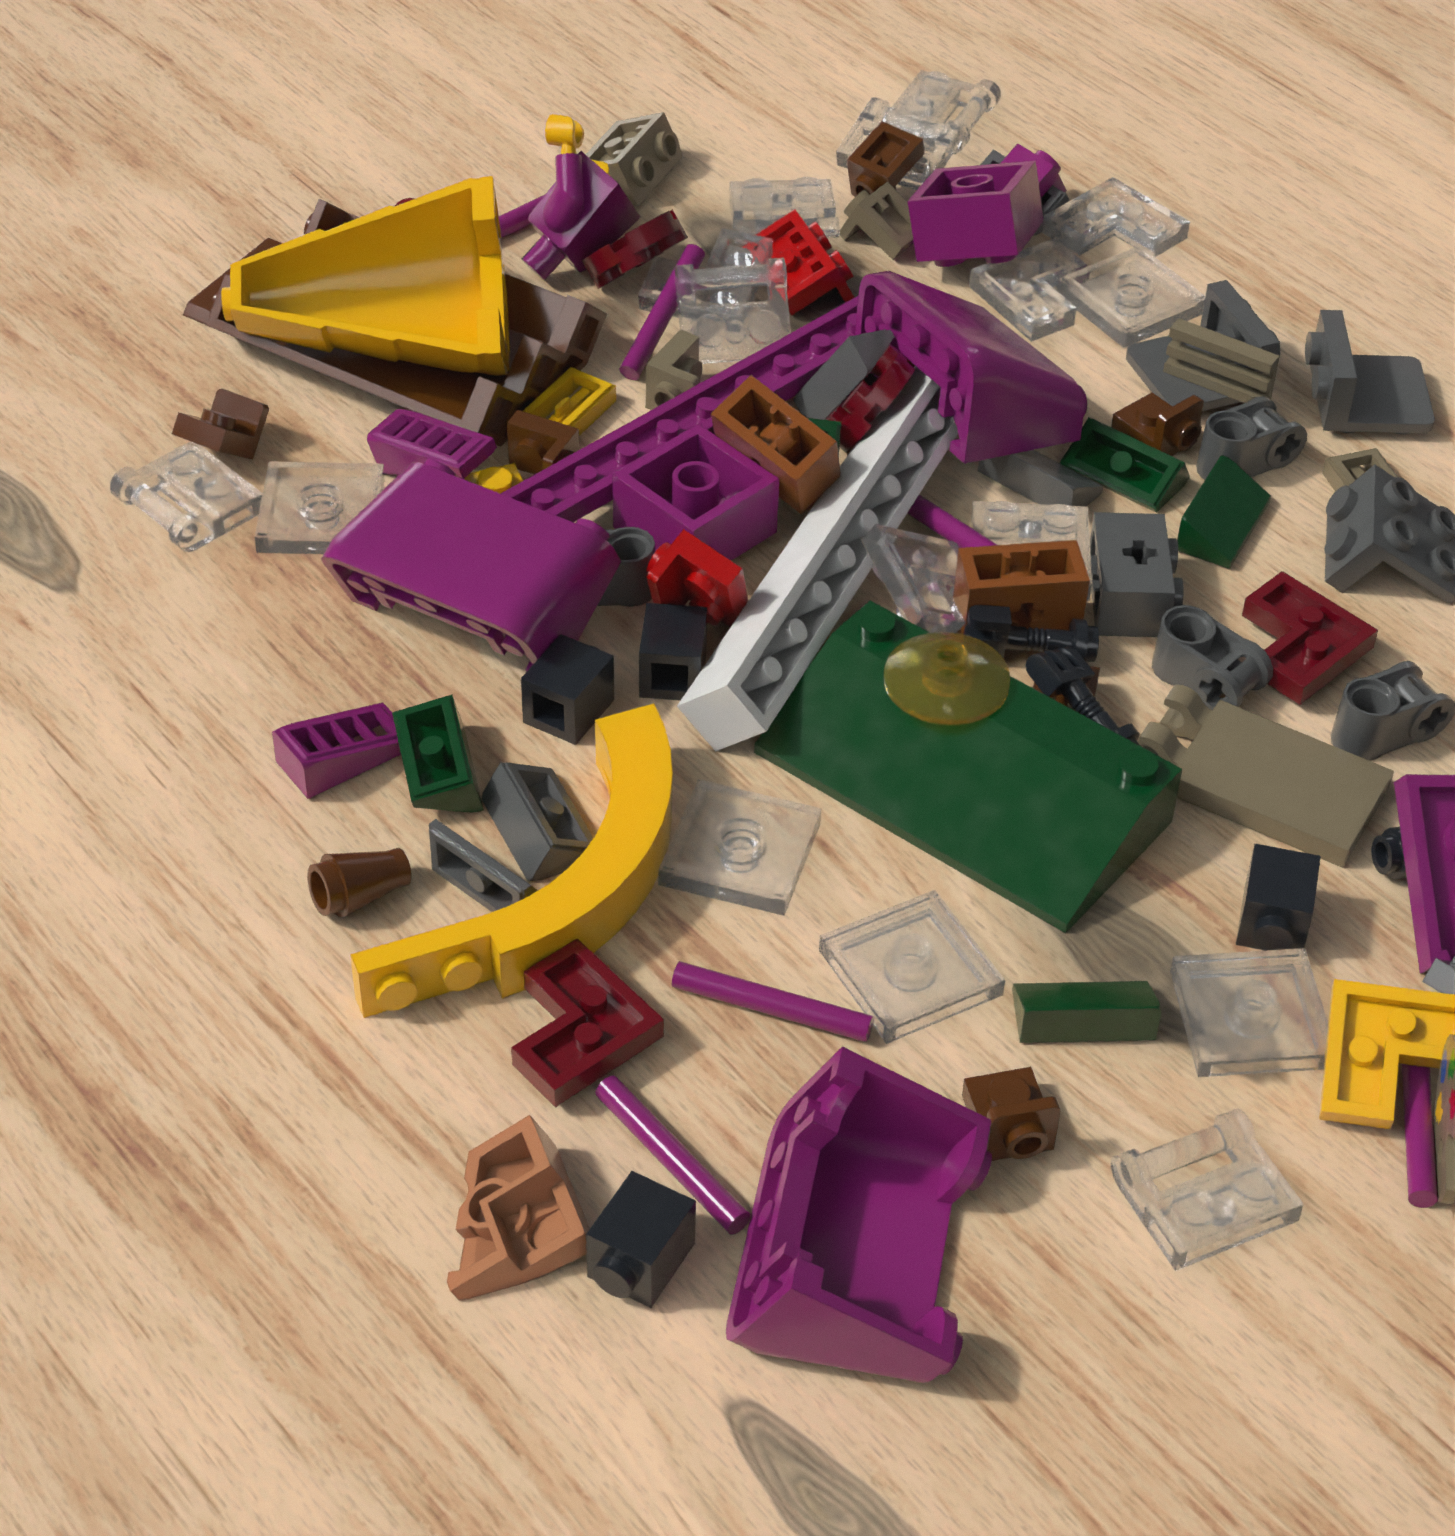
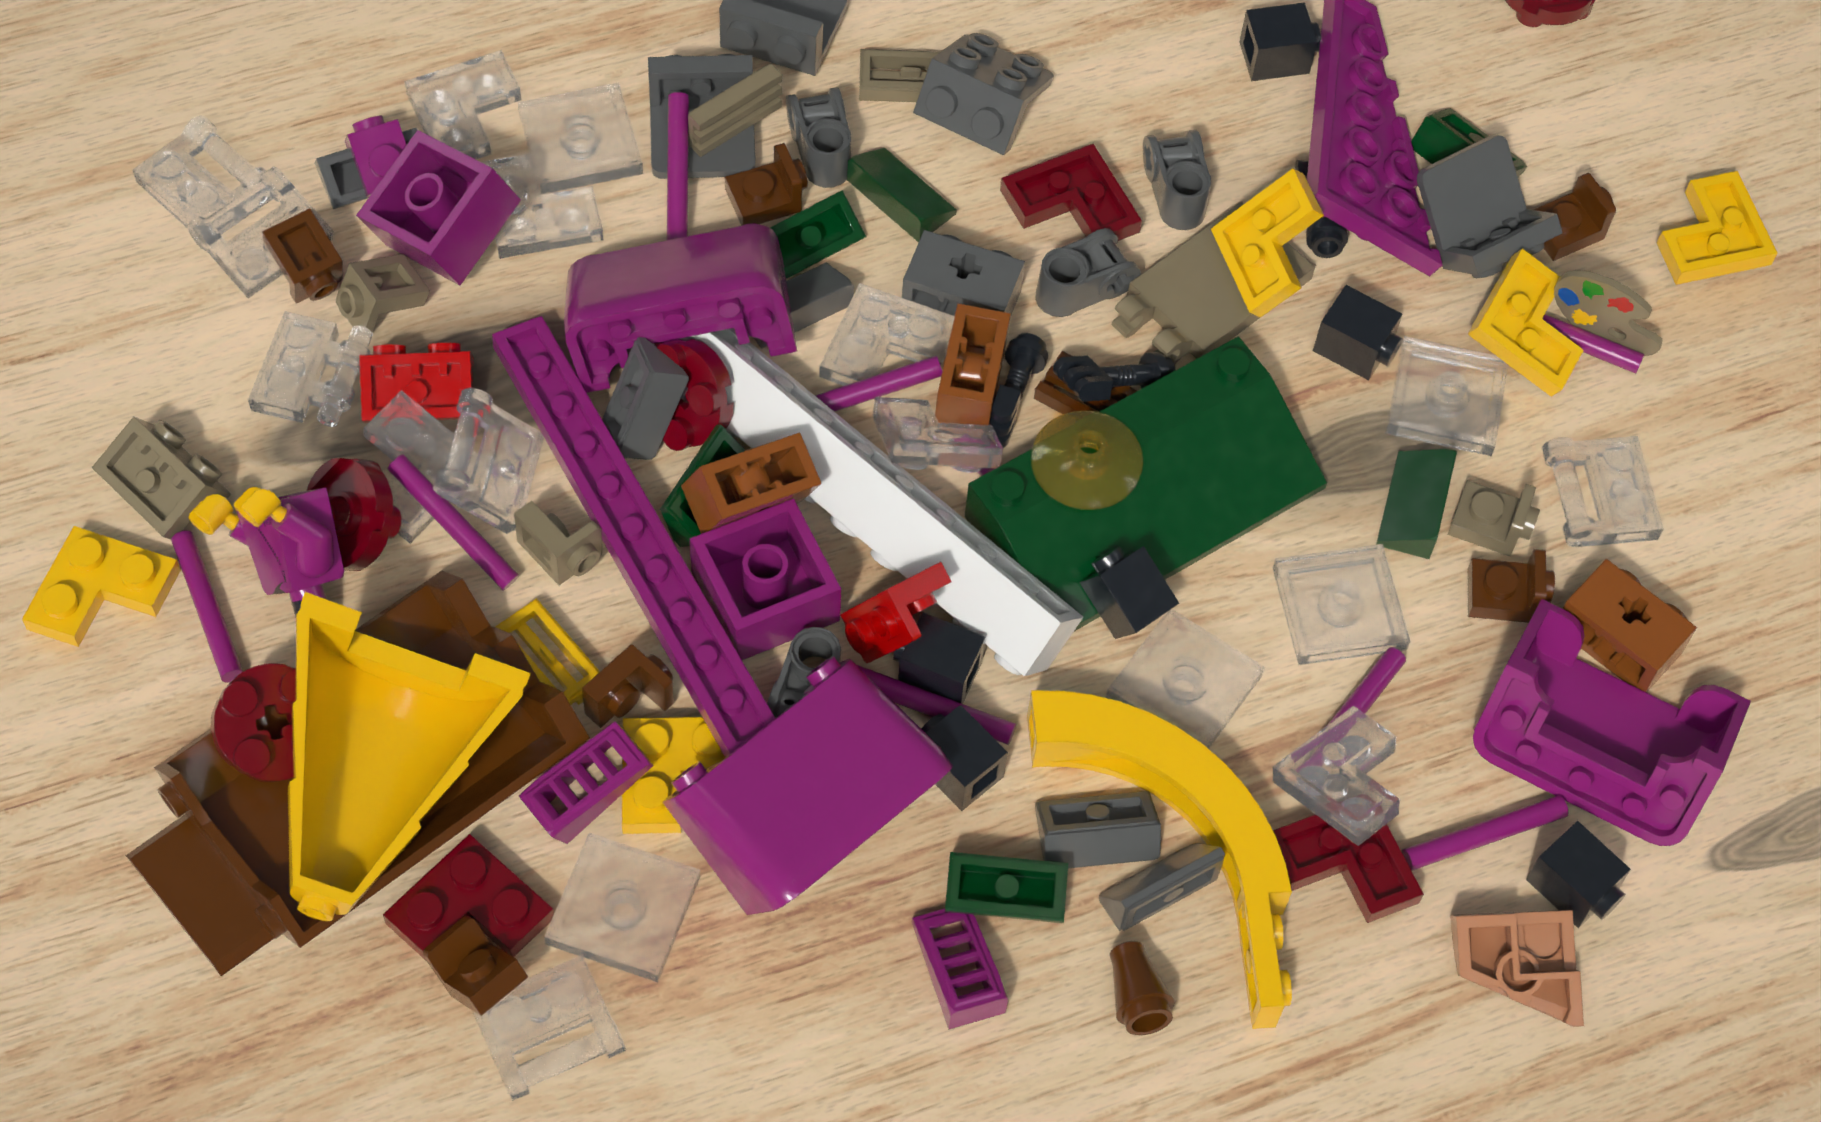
camera: 75 degrees left, 15 degrees up
(301, 420) = (471, 885): none -> dark red plate
(515, 151) = (92, 571): none -> yellow plate
(627, 672) = (934, 704): none -> magenta bar
(667, 962) = (1331, 775): none -> clear plate
(818, 762) = (1128, 590): none -> black brick
(1010, 1231) = (1628, 626): none -> dark orange brick
(1104, 1083) = (1494, 517): none -> dark tan bracket
(1128, 356) = (677, 166): none -> magenta bar
(1328, 768) = (1254, 240): none -> yellow plate

